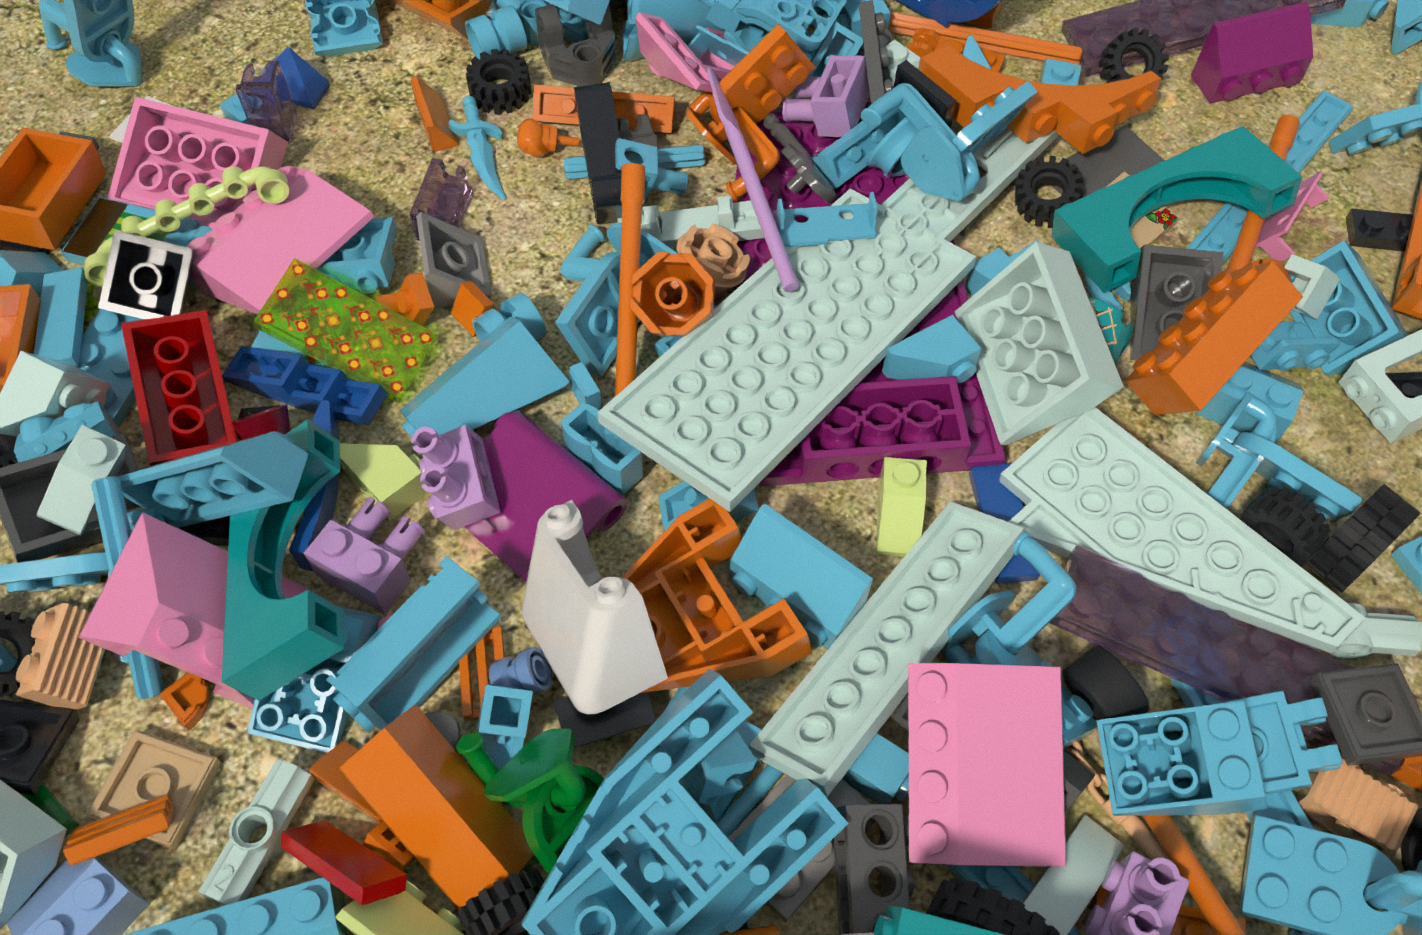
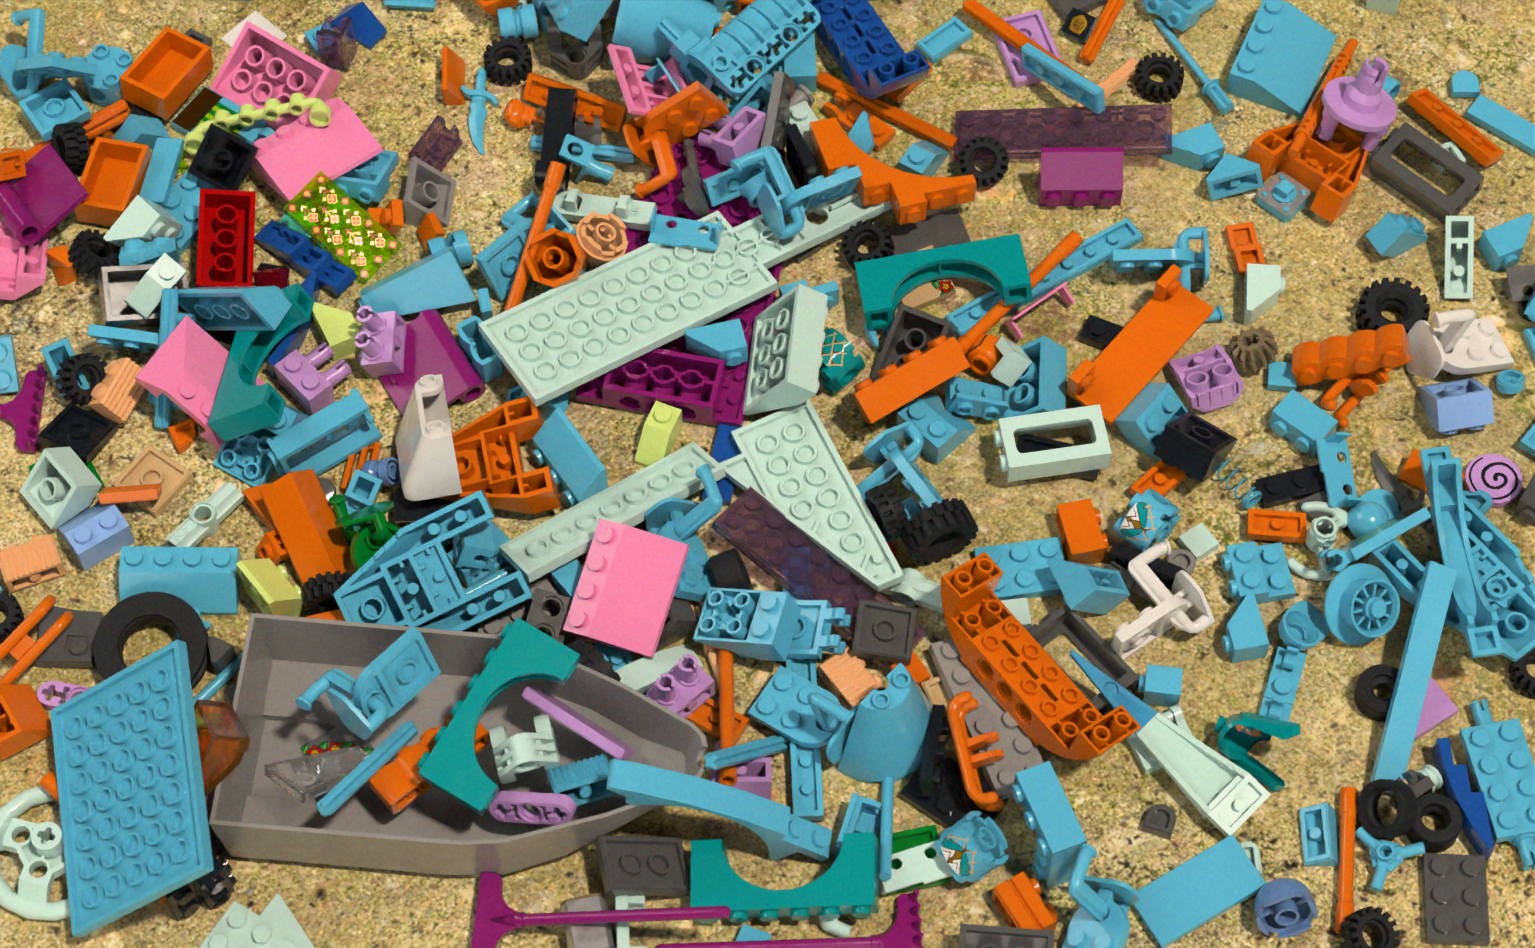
camera: 20 degrees right, 0 degrees up
(344, 862) = (248, 542): red tile -> none
(754, 187) = (644, 141): lavender piece -> none

